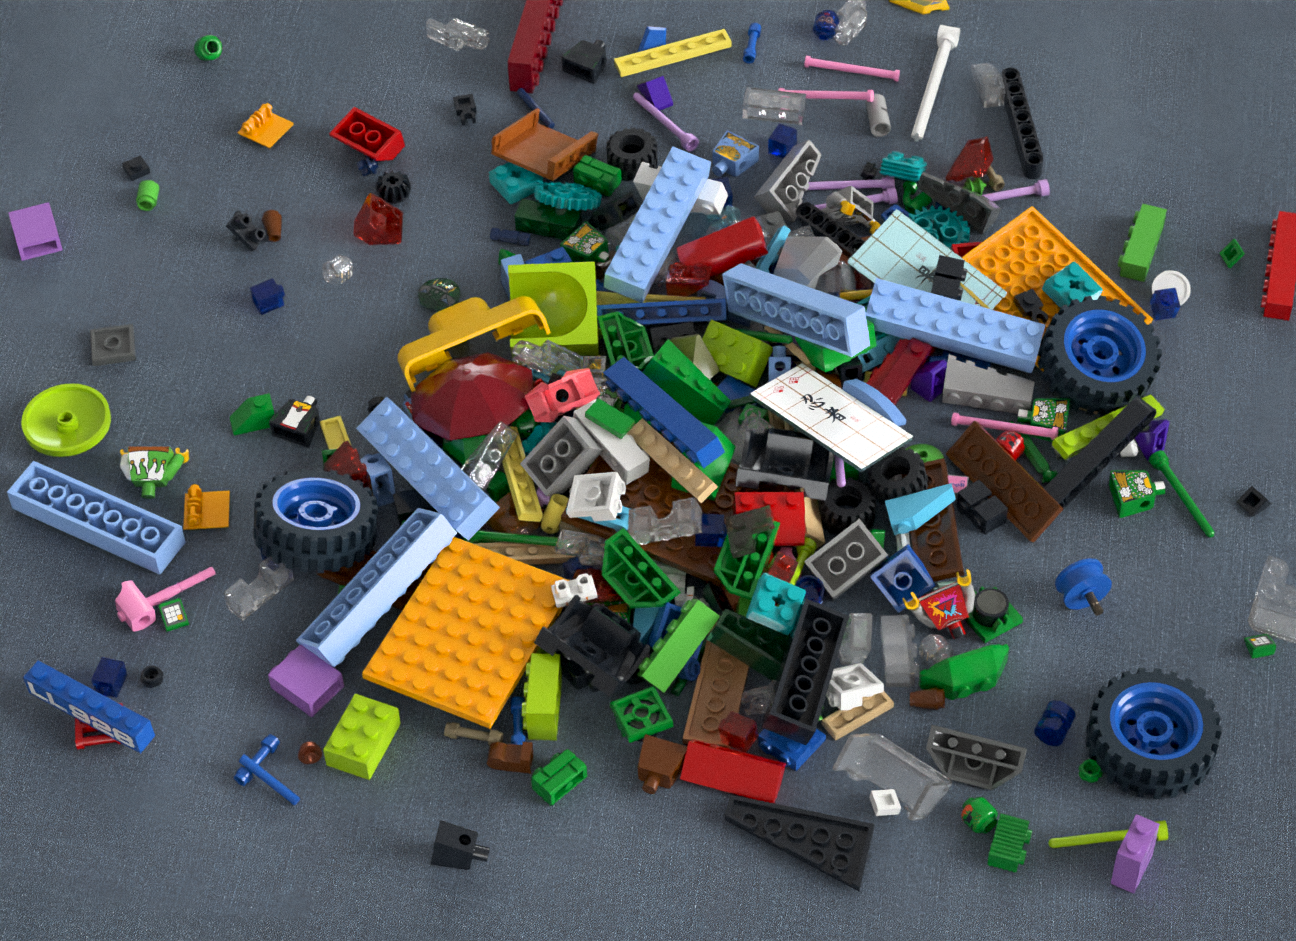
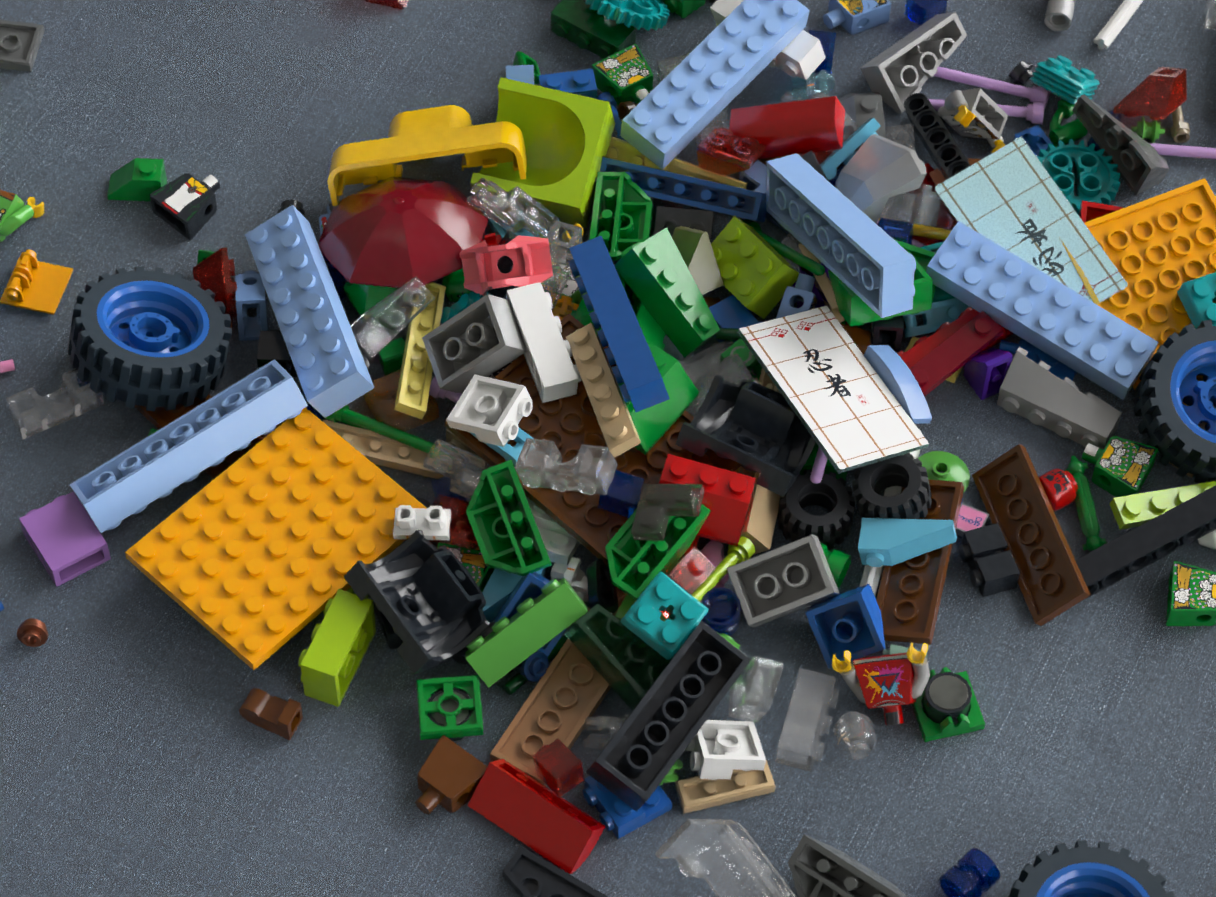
camera: 15 degrees right, 5 degrees up
(267, 296) = (215, 34): clear blue brick -> none
(334, 432) = (228, 233): light yellow tile -> none
(337, 270) = (311, 23): clear head -> none
(362, 736) = (102, 631): lime brick -> none
(439, 294) = (423, 87): clear green dish -> none
(454, 730) = (218, 657): dark tan bar -> none
(457, 847) = (156, 810): black torso -> none
(510, 236) = (539, 37): dark blue axle -> none
(516, 709) = (291, 690): blue bar -> none
(553, 512) = (442, 411): light yellow piece -> none
(558, 776) = (318, 756): green brick -> none
(609, 418) = (547, 312): green tile -> none
(614, 212) = (666, 45): black torso -> none
(929, 698) = (821, 795): reddish brown cone -> none
(948, 277) = (1053, 248): black piece -> none
(966, 672) = (883, 776): green wedge -> none
(1005, 426) = (1117, 488): bright pink bar -> none
(1031, 305) = (1154, 309): black plate -> none
(1083, 585) = (1077, 705): blue wheel -> none

